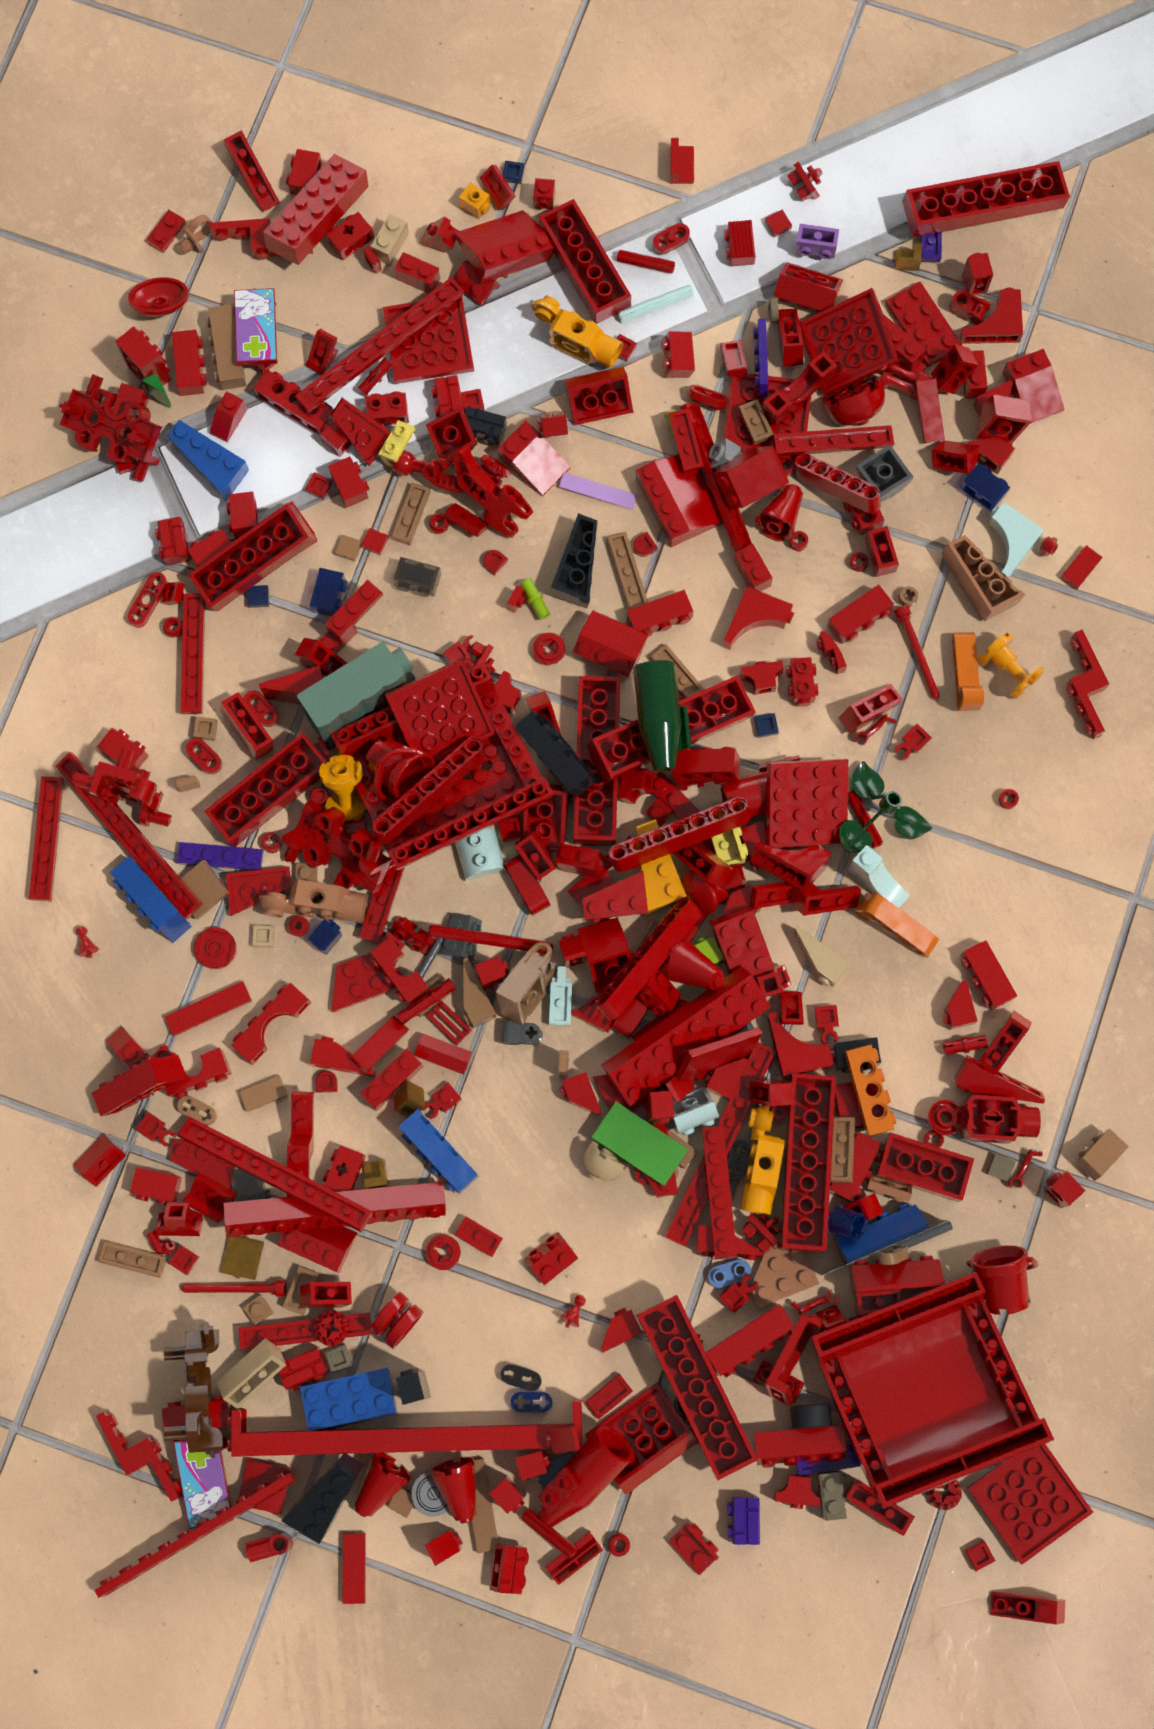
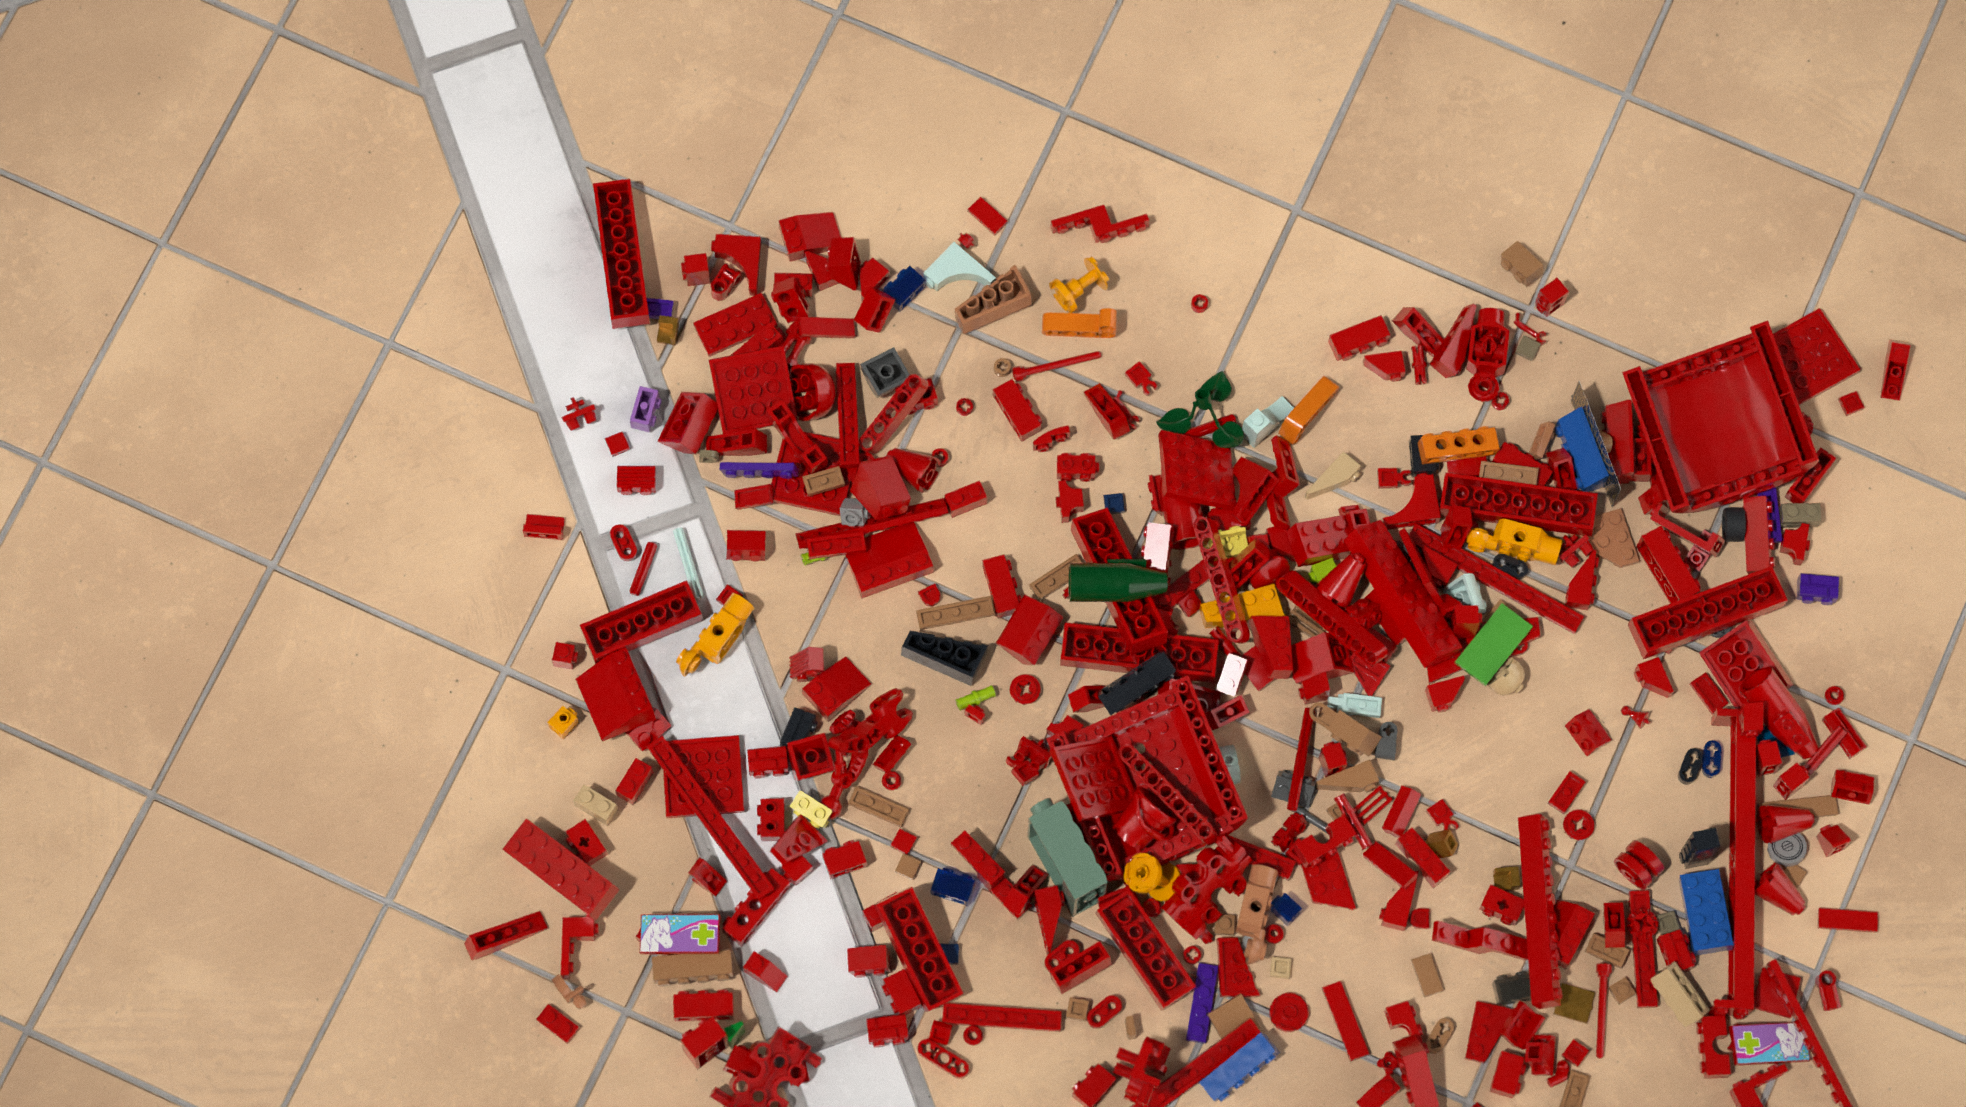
camera: 90 degrees left, 5 degrees down
(153, 1128) = (1454, 1075): red plate -> none
(158, 296) = (626, 1026): red dish -> none
(198, 1427) = (1666, 1038): reddish brown gear -> none
(212, 461) = (811, 986): blue wedge -> none
(275, 1174) = (1506, 960): red plate -> none
(287, 1003) = (1381, 981): red arch -> none
(304, 167) = (513, 883): red brick -> none
(318, 486) = (841, 891): red tile -> none
(322, 1502) = (1792, 935): black wedge -> none
(372, 259) = (614, 823): red tile -> none
(375, 376) = (737, 828): red pin -> none
(417, 577) = (944, 803): clear smoke brick -> none
(438, 1151) = (1490, 820): blue wedge -> none
(440, 235) = (597, 757): red brick -> none
(473, 399) = (769, 739): red tile -> none
(494, 561) = (933, 733): red tile -> none
(497, 186) = (550, 699): red plate -> none
(513, 172) = (534, 685): dark blue tile -> none
(527, 885) = (1249, 726): red beam -> none
(563, 1063) = (1418, 704): medium nougat tile -> none
(598, 490) = (871, 633): lavender sticker -> none
(599, 395) = (777, 622): red slope -> none
(694, 1548) = (1838, 633): red bracket -> none
(707, 396) = (789, 524): red plate -> none
(719, 1193) = (1540, 581): red plate -> none
(729, 1273) = (1607, 582): medium blue plate -> none
(736, 1294) = (1627, 577): red plate -> none
(755, 611) = (1005, 503): red arch -> none
(791, 1008) = (1380, 505): red slope -> none
(808, 1306) = (1632, 504): red piece -> none
(846, 1223) = (1573, 475): clear blue piece -> none
(881, 551) = (960, 384): red brick -> none
(924, 1167) = (1526, 408): red brick -> none
(1004, 1277) = (1624, 351): red piece -> none

